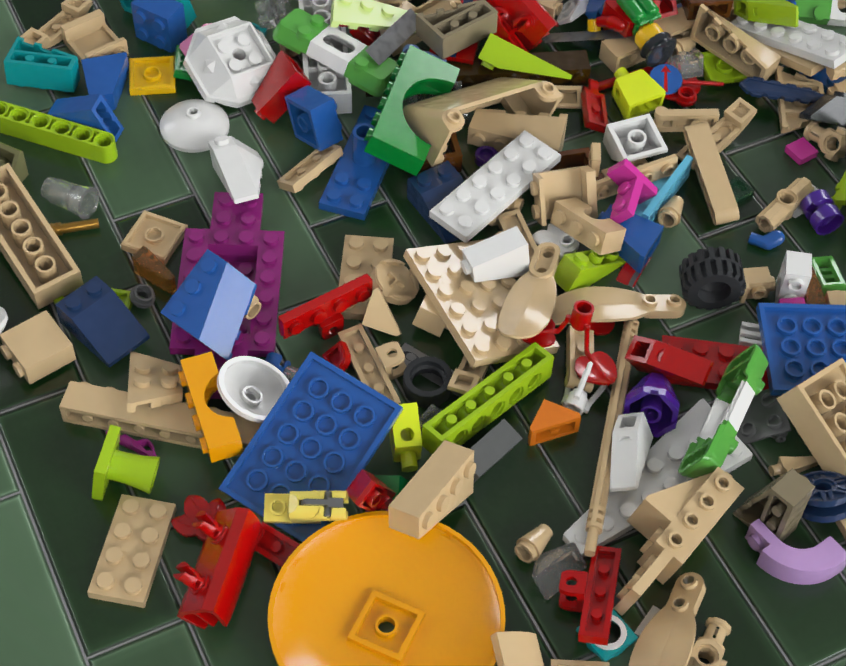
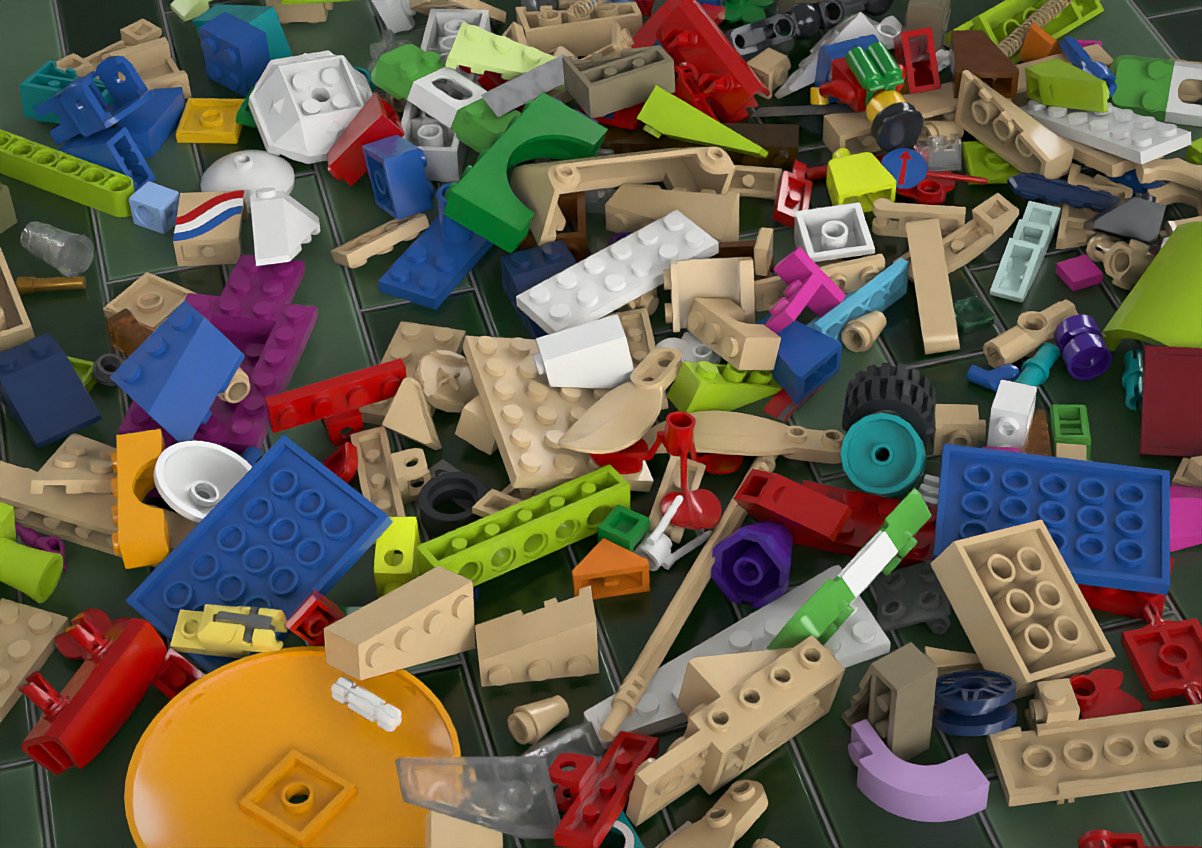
camera: 15 degrees right, 10 degrees down
(63, 81) = (84, 107): none -> blue piece
(135, 155) = (155, 207): none -> light blue brick
(182, 169) = (209, 227): none -> tan panel
(424, 554) = (366, 704): none -> white axle
(494, 447) = (515, 589): dark grey brick -> none
(521, 487) = (540, 644): none -> tan wedge
(528, 613) = (492, 792): none -> clear wedge
(555, 390) = (624, 527): none -> green panel
(629, 451) = (705, 610): white slope -> none
(729, 325) = (868, 439): none -> teal wheel
(763, 138) = (1025, 251): none -> light aqua slope
(793, 232) = (1036, 369): none -> teal pin

